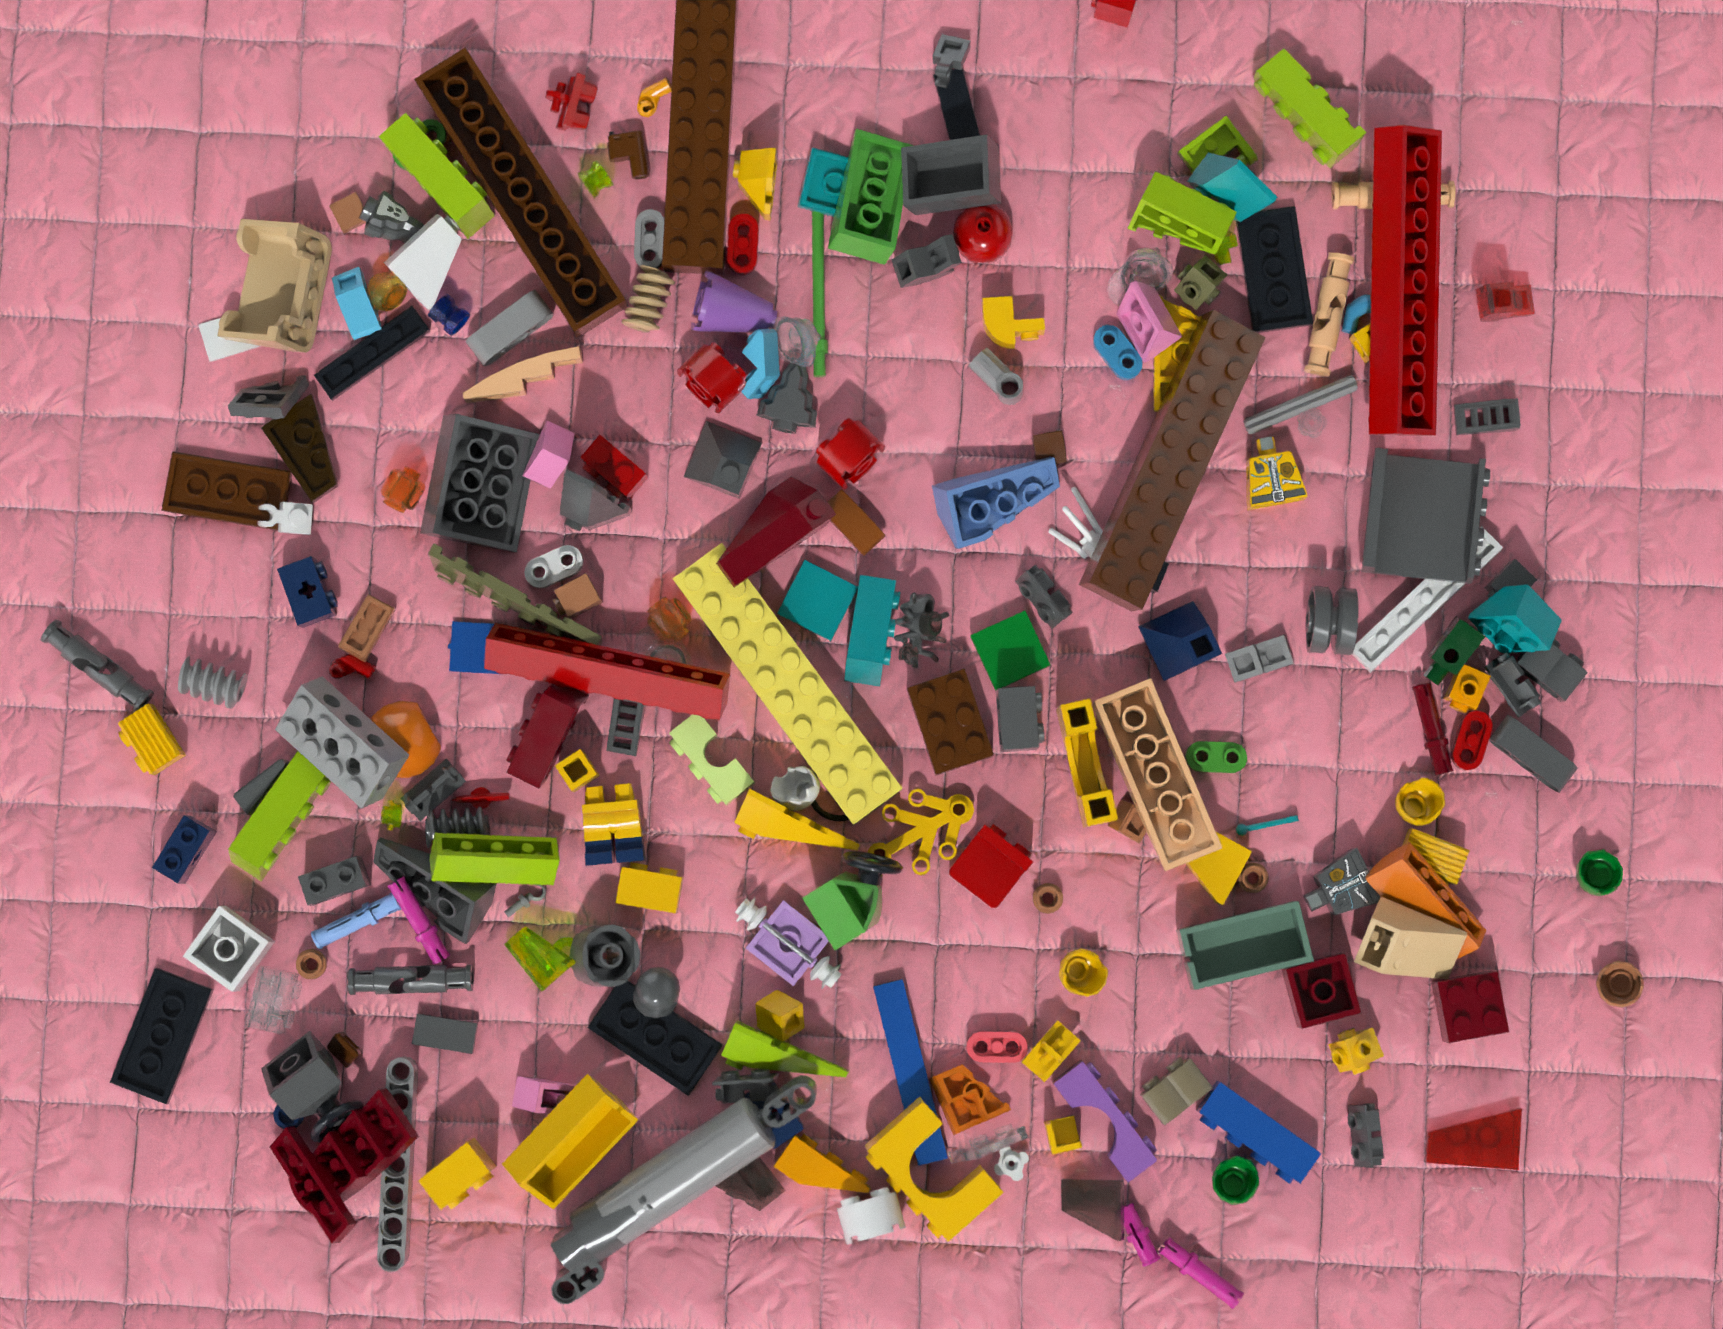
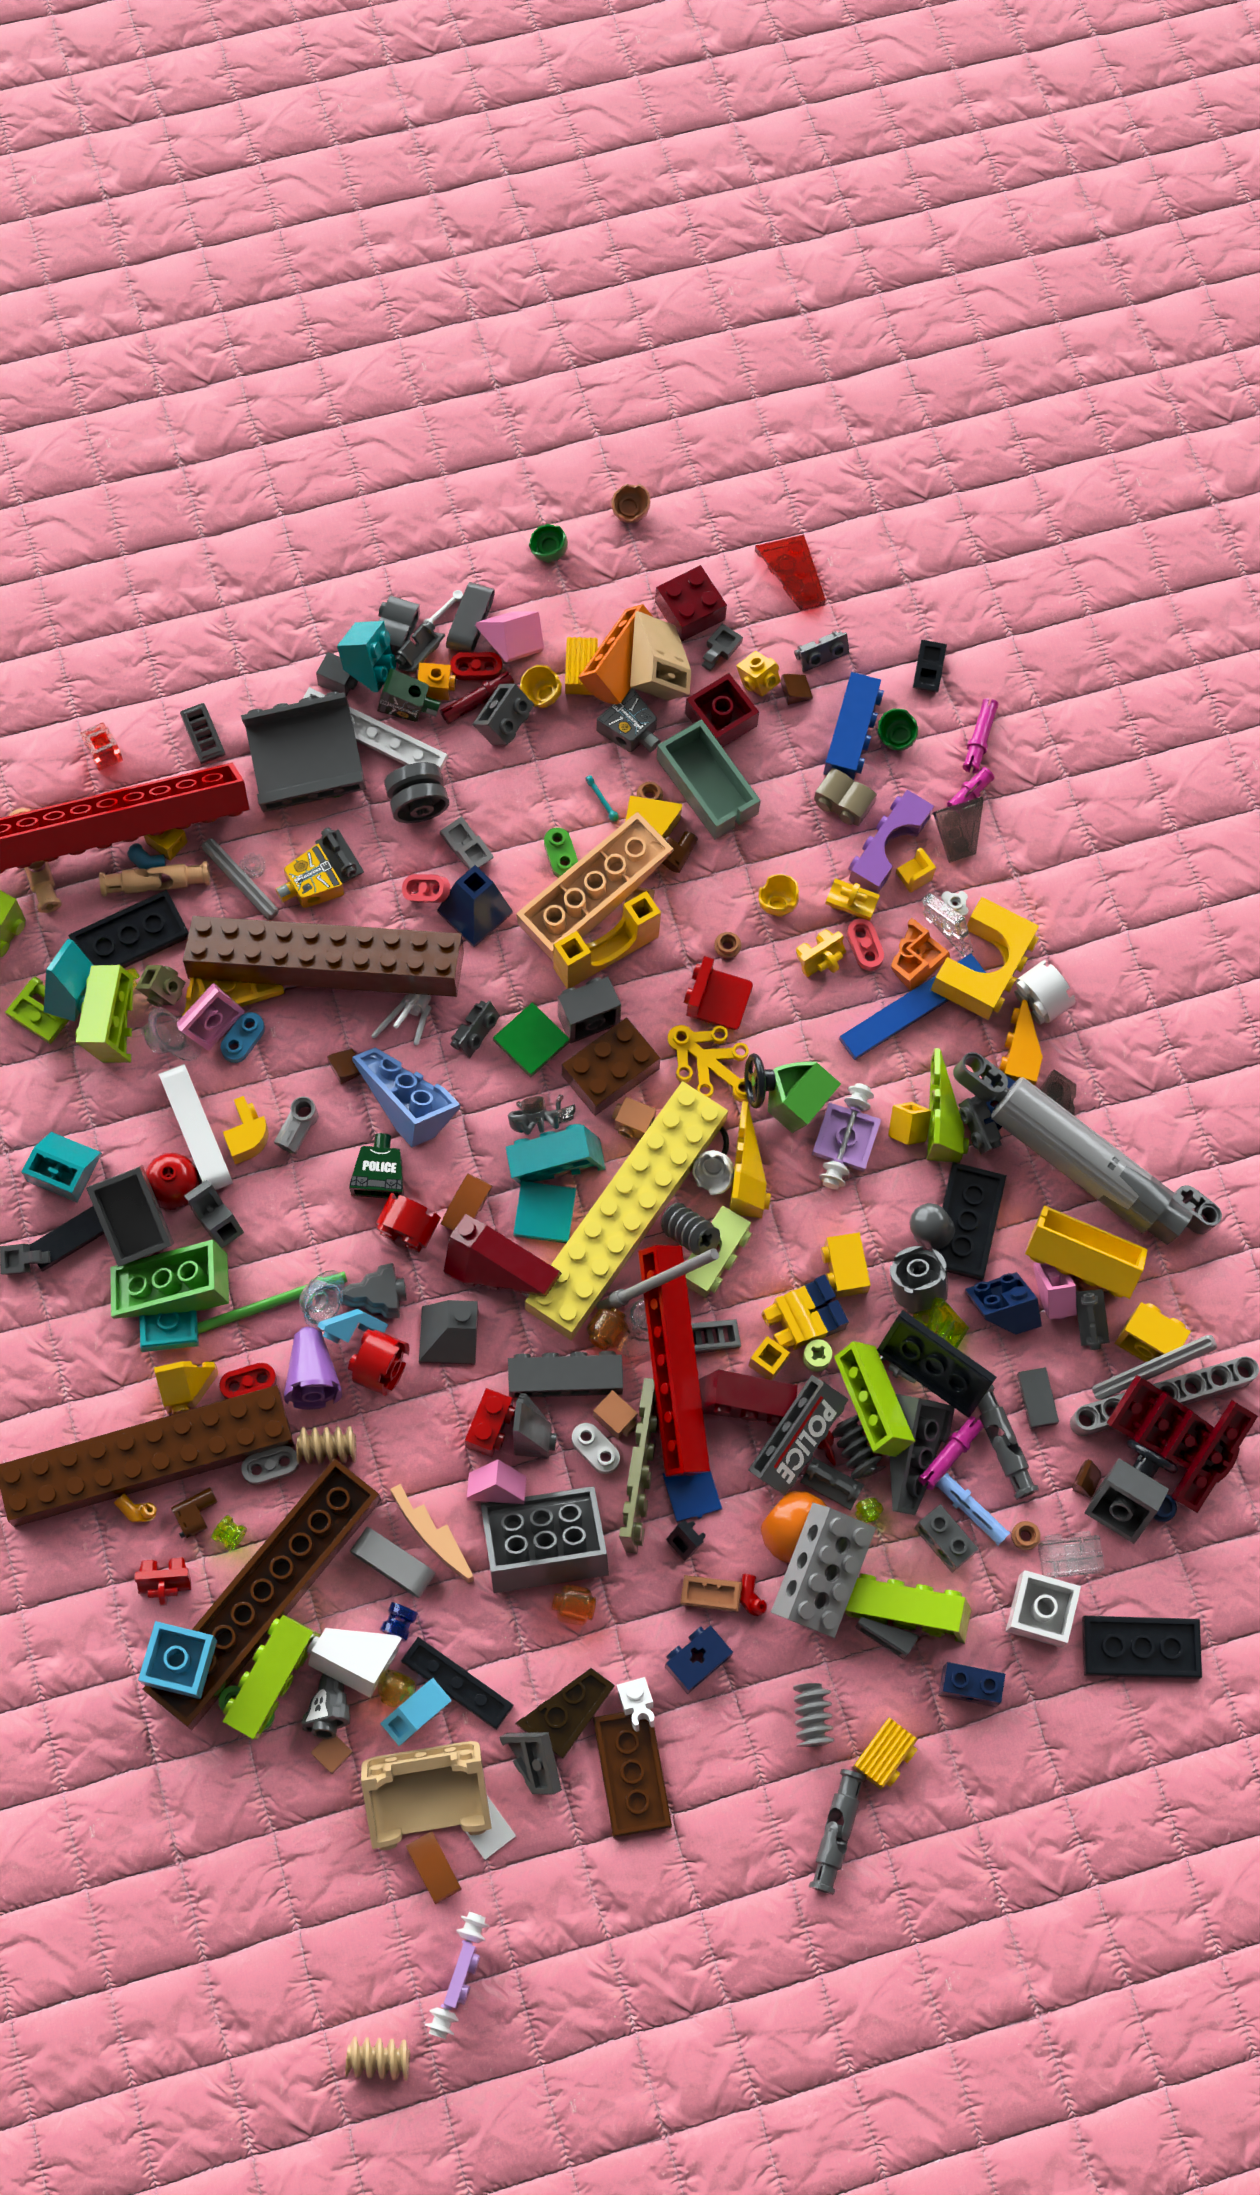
camera: 115 degrees left, 15 degrees down
(53, 165) = (377, 2058): none -> tan piece
(65, 237) = (458, 1989): none -> plate
(206, 273) = (433, 1867): none -> dark orange slope
(419, 1158) = (1155, 1366): none -> light grey axle
(427, 621) = (685, 1539): none -> black tile
(473, 84) = (177, 1660): none -> medium azure brick
(486, 769) = (798, 1435): none -> dark grey brick
(501, 1120) = (1092, 1318): none -> dark grey hinge
(507, 936) = (936, 1364): none -> black tile
(550, 1037) = (1007, 1303): none -> dark blue slope
(570, 827) = (813, 1360): none -> yellowish green wheel
(636, 559) = (565, 1374): none -> dark grey brick
(692, 644) = (621, 1297): none -> light grey bar
(738, 738) = (689, 1229): none -> dark grey piece
(884, 725) = (633, 1118): none -> nougat brick
(919, 444) = (378, 1170): none -> dark green torso
(997, 995) = (822, 956): none -> yellow hips
(1031, 272) = (195, 1127): none -> white beam
(1035, 125) = (61, 1166): none -> teal slope
(1171, 884) = (681, 851): none -> reddish brown piece
(1213, 599) = (431, 888): none -> coral plate
(1291, 517) = (339, 855): none -> dark grey hinge
(1305, 1249) = (929, 666): none -> black slope
(1328, 1088) = (795, 688): none -> reddish brown slope
(1398, 748) = (503, 714): none -> dark grey brick
(1409, 1025) = (721, 643): none -> dark grey plate
(1495, 792) = (513, 634): none -> bright pink slope
(1569, 750) = (457, 596): none -> white hinge

